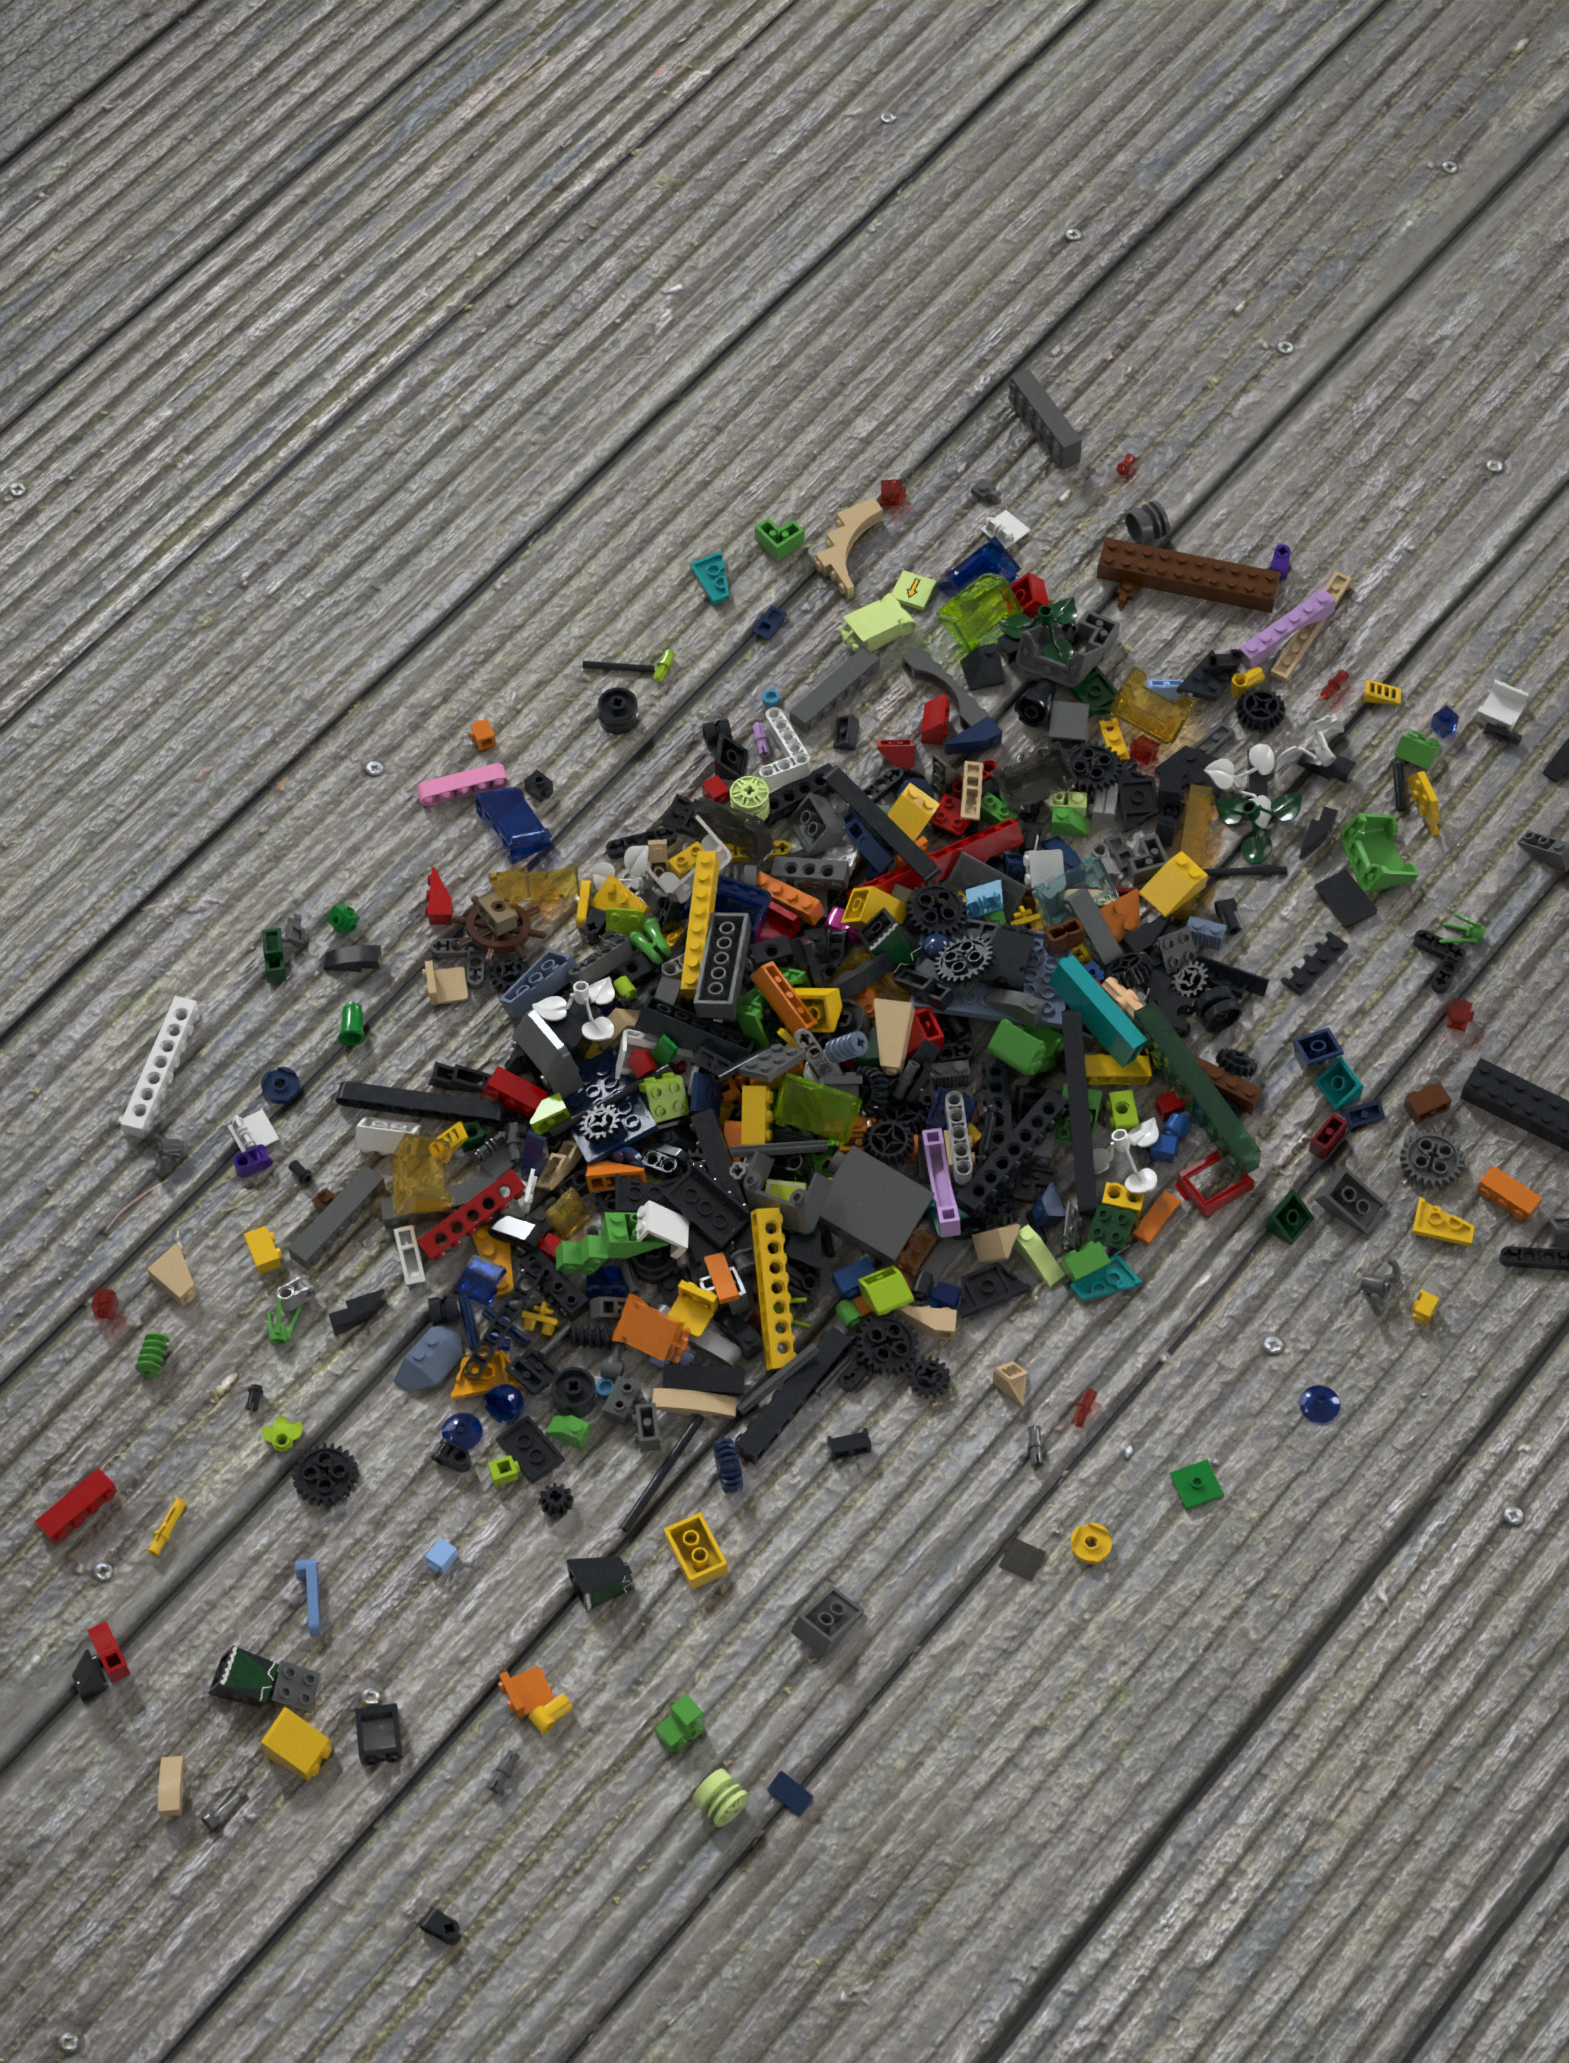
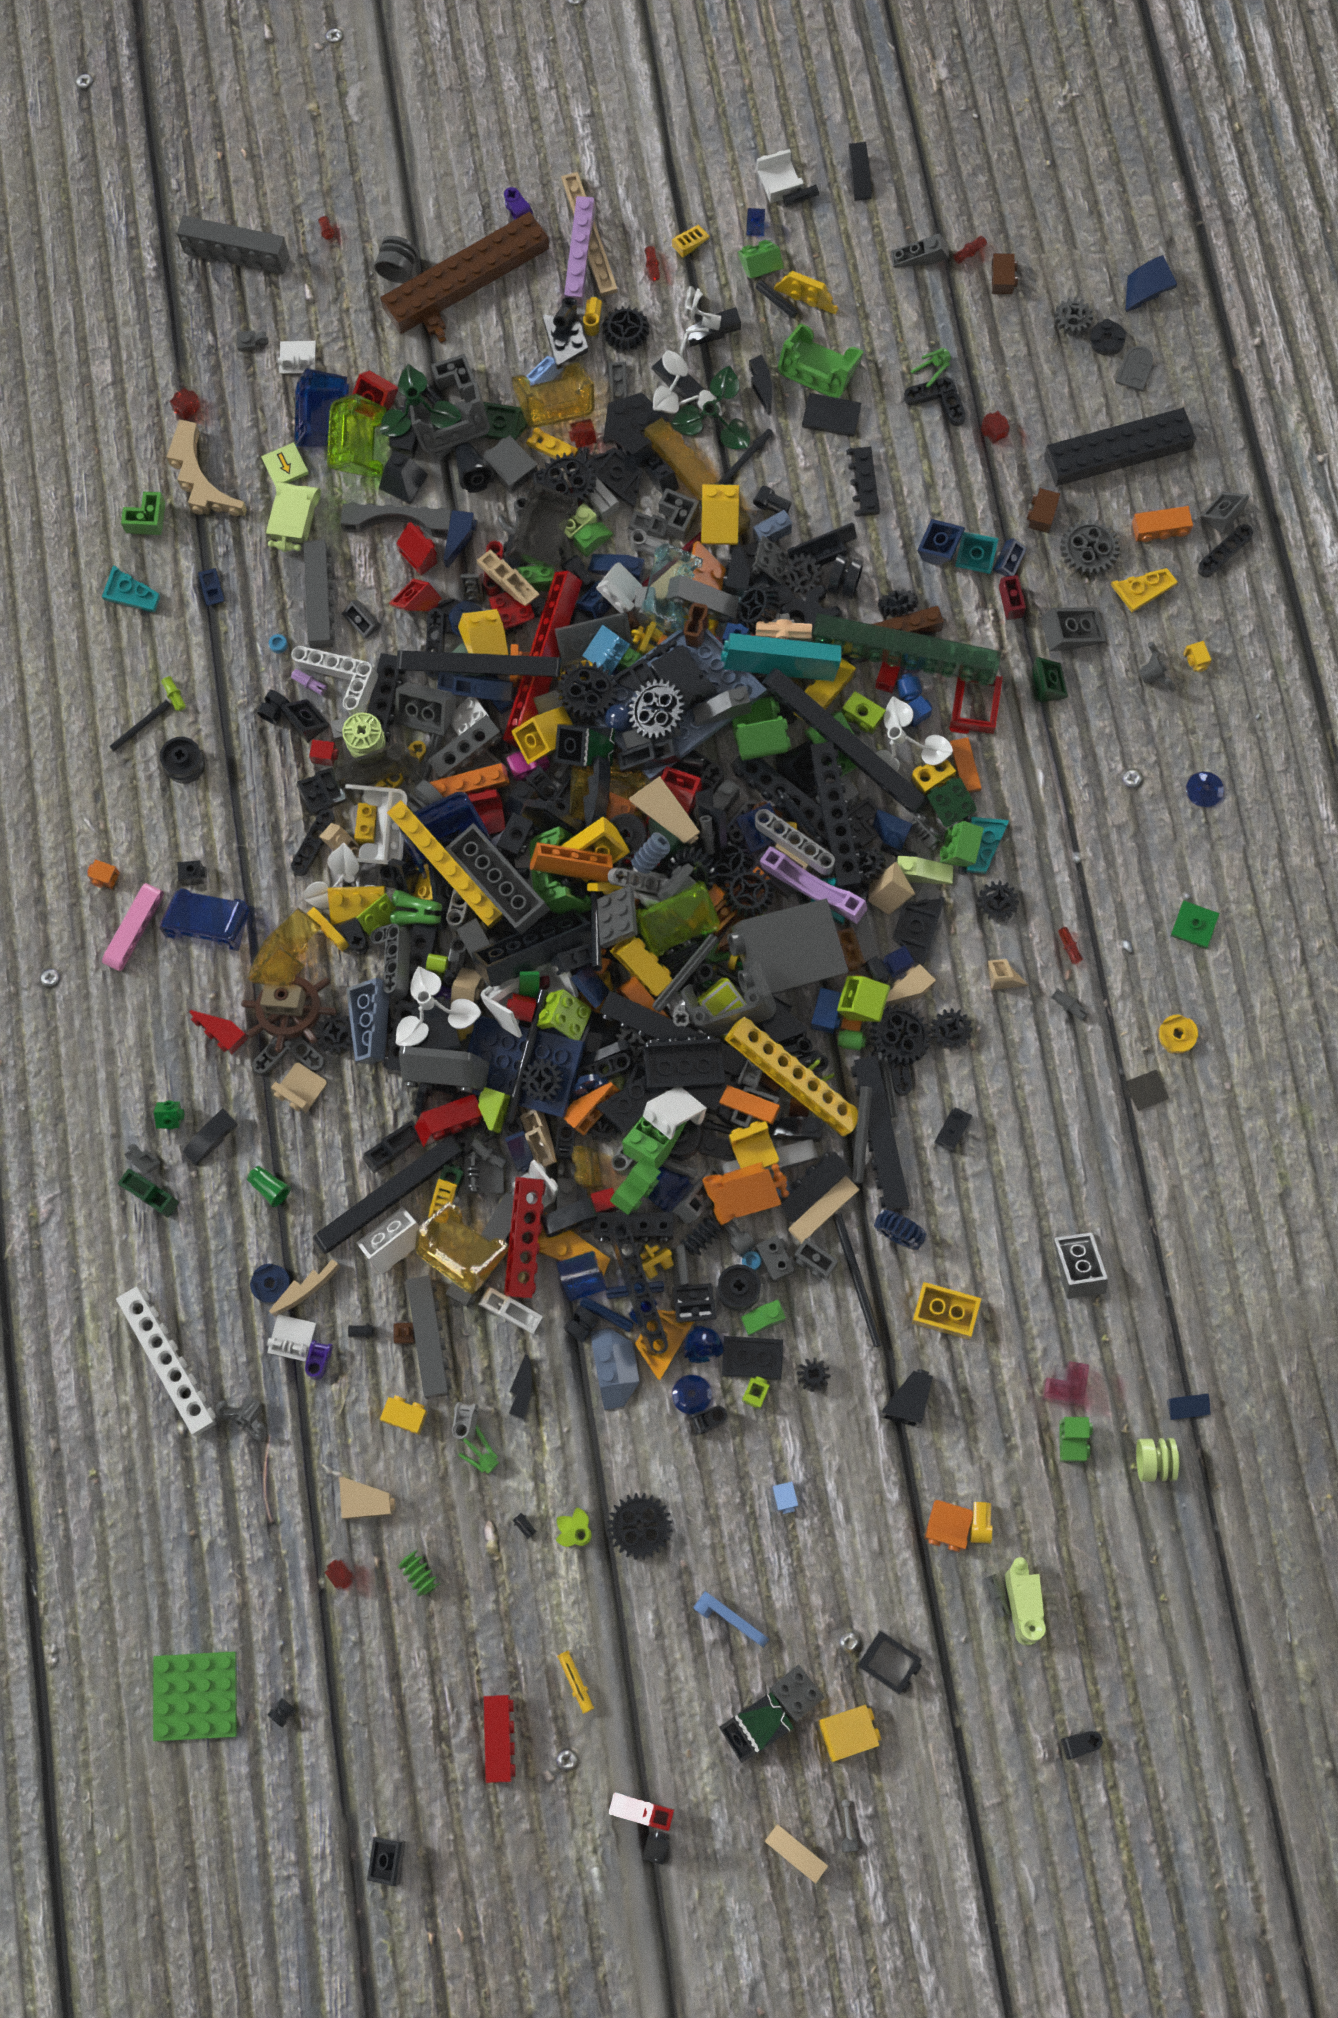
camera: 45 degrees left, 15 degrees up
(290, 1108) = (297, 1293): none -> tan slope
(513, 1791) = (1025, 1602): none -> yellowish green piece
(716, 1690) = (1071, 1389): none -> clear pink brick
(1067, 1327) = (1005, 901): none -> black gear

